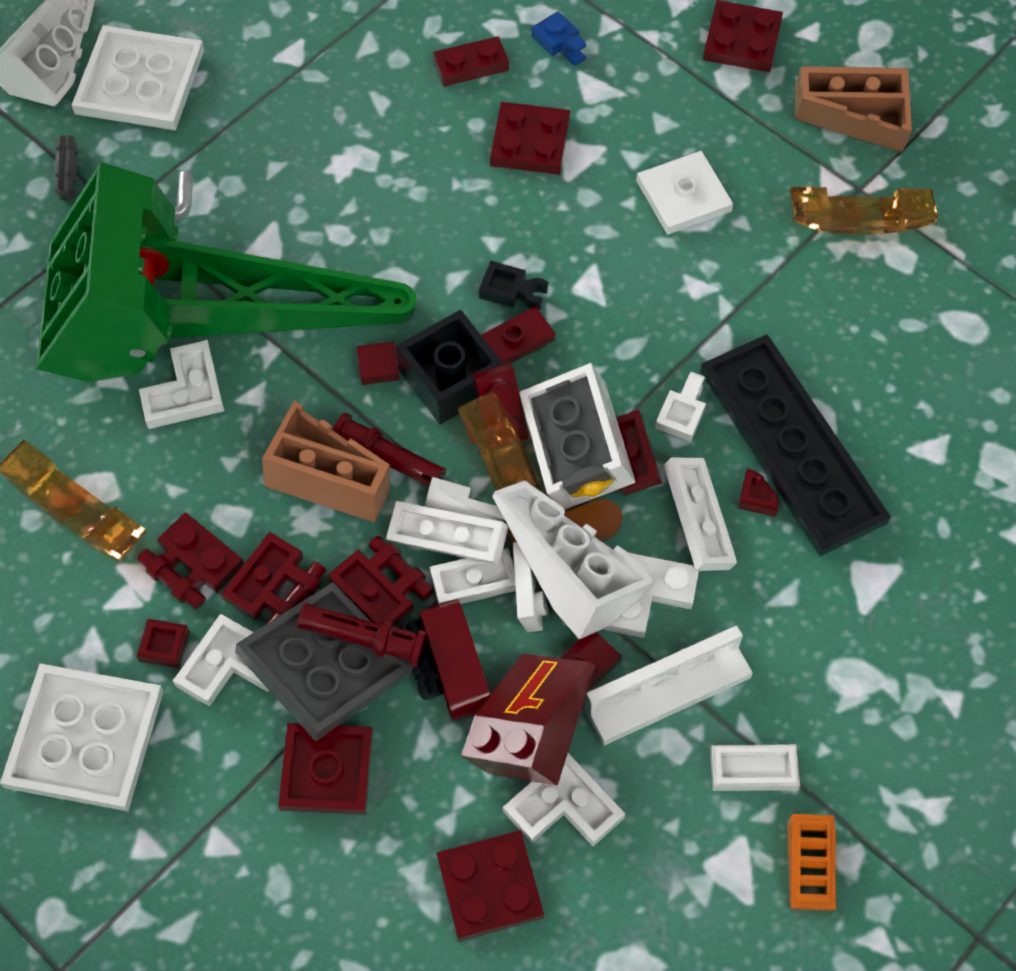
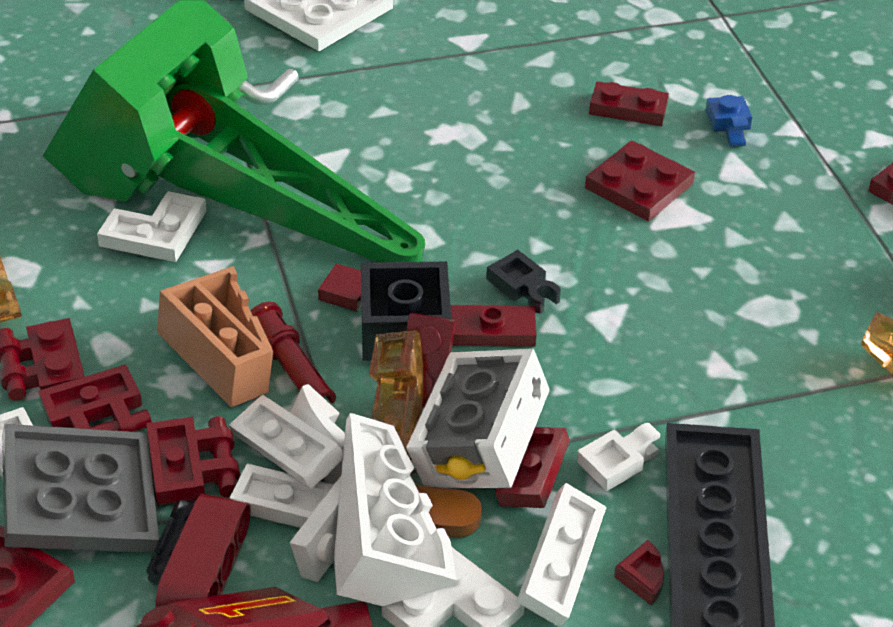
camera: 30 degrees right, 20 degrees down
(380, 637) = (142, 491): dark red pin -> none
(684, 192) = (764, 283): white plate -> none

